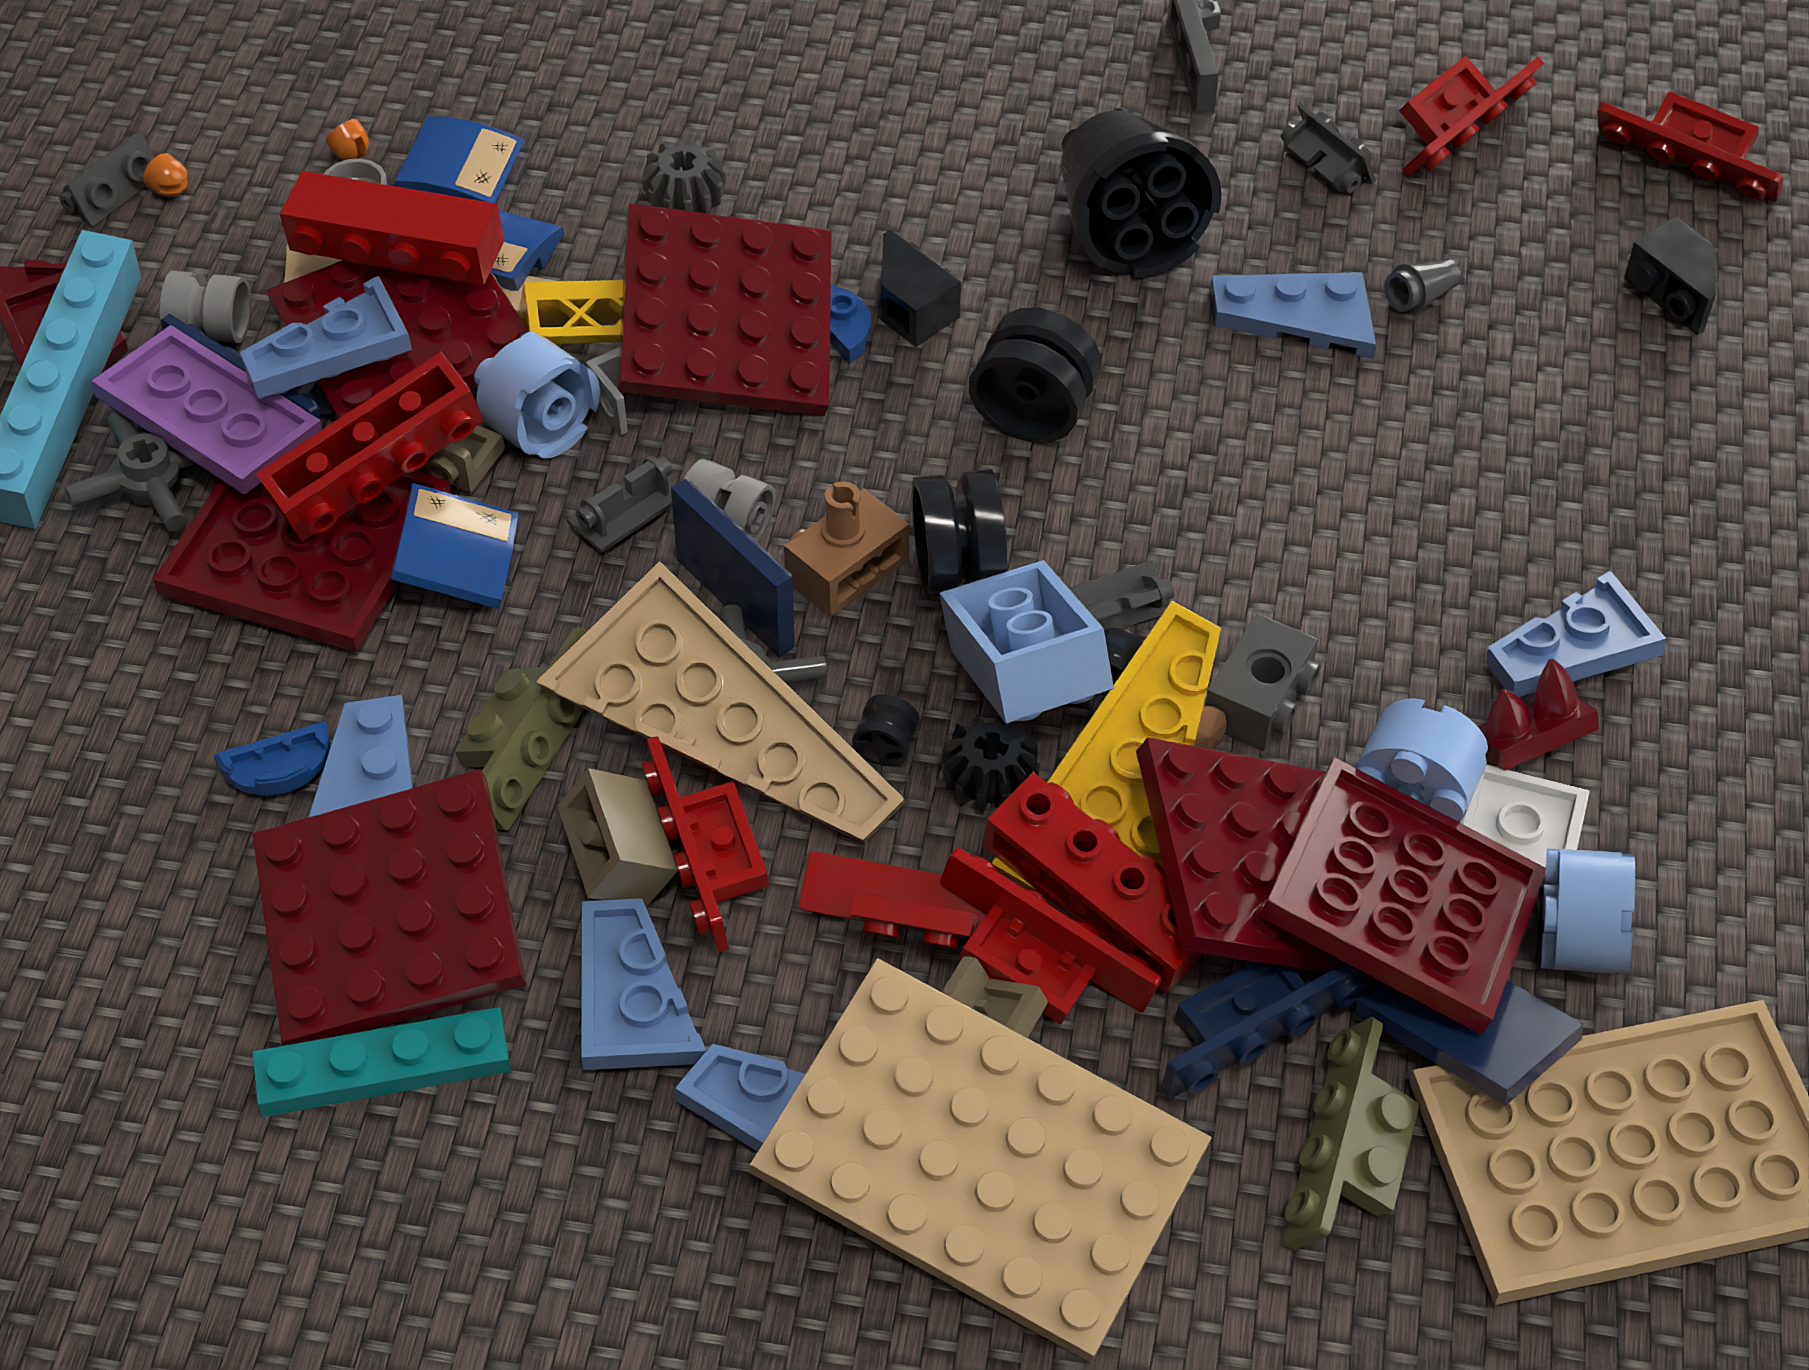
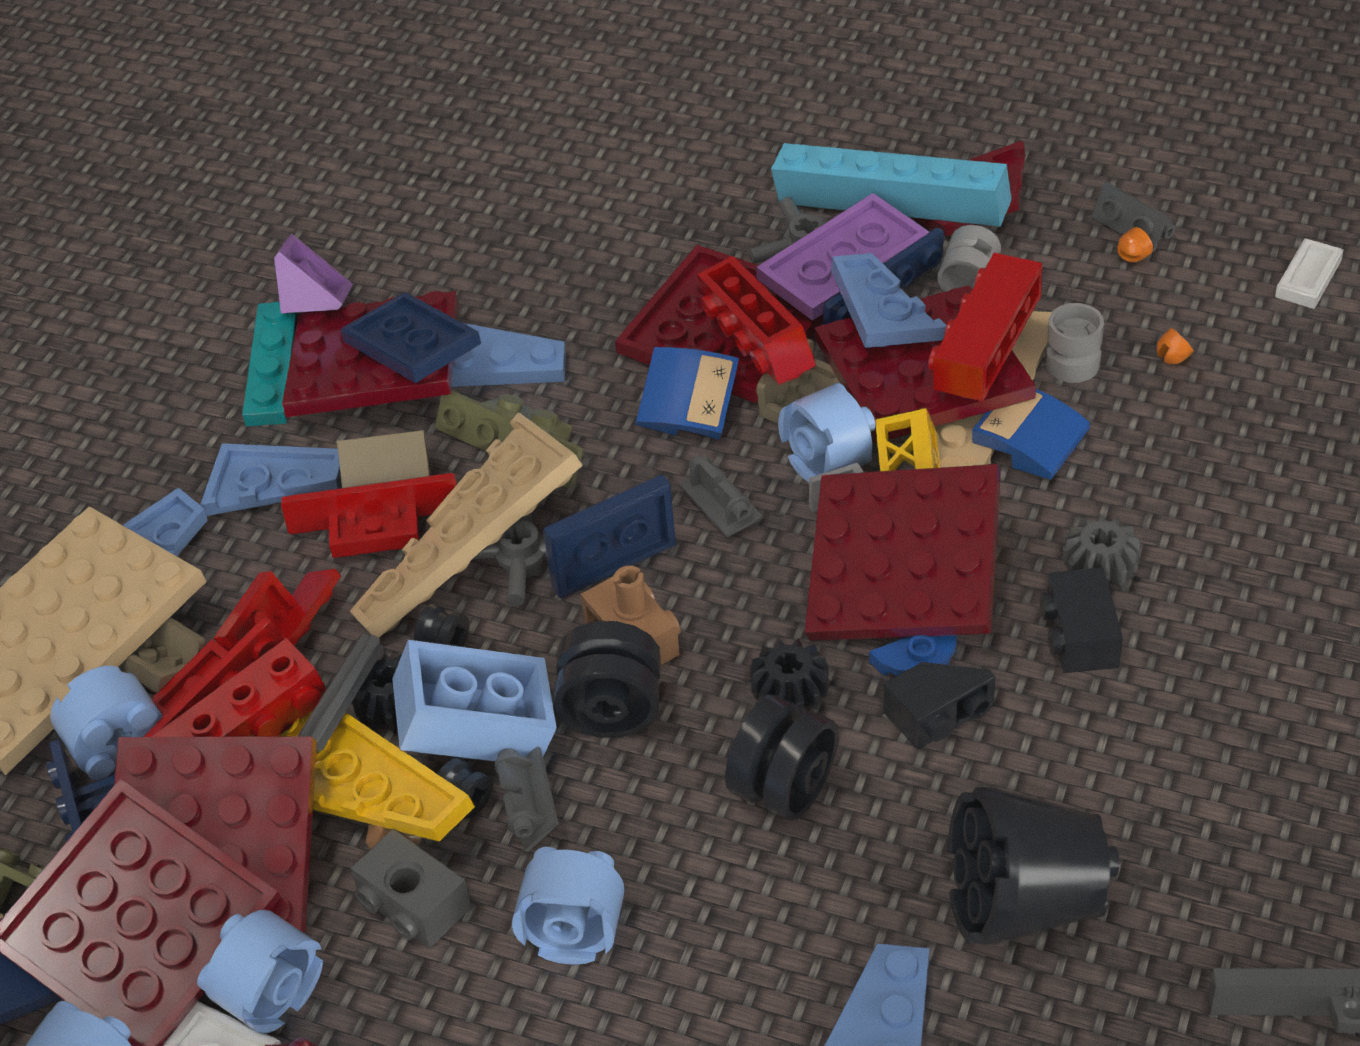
camera: 105 degrees right, 5 degrees down
(213, 46) = (1309, 273): none -> white tile
(240, 1023) = (307, 280): none -> medium lavender slope
(276, 762) = (522, 310): blue plate -> none
(393, 829) = (410, 337): none -> dark blue tile
(459, 159) = (1139, 414): blue slope -> none
(741, 498) = (694, 549): light grey wheel -> none
(783, 185) = (1082, 620): none -> black brick
(901, 406) = (790, 673): none -> black gear
(1016, 765) = (342, 690): none -> dark grey axle
(1123, 1020) = (97, 712): none -> light blue brick
(1258, 524) = (569, 904): none -> light blue brick

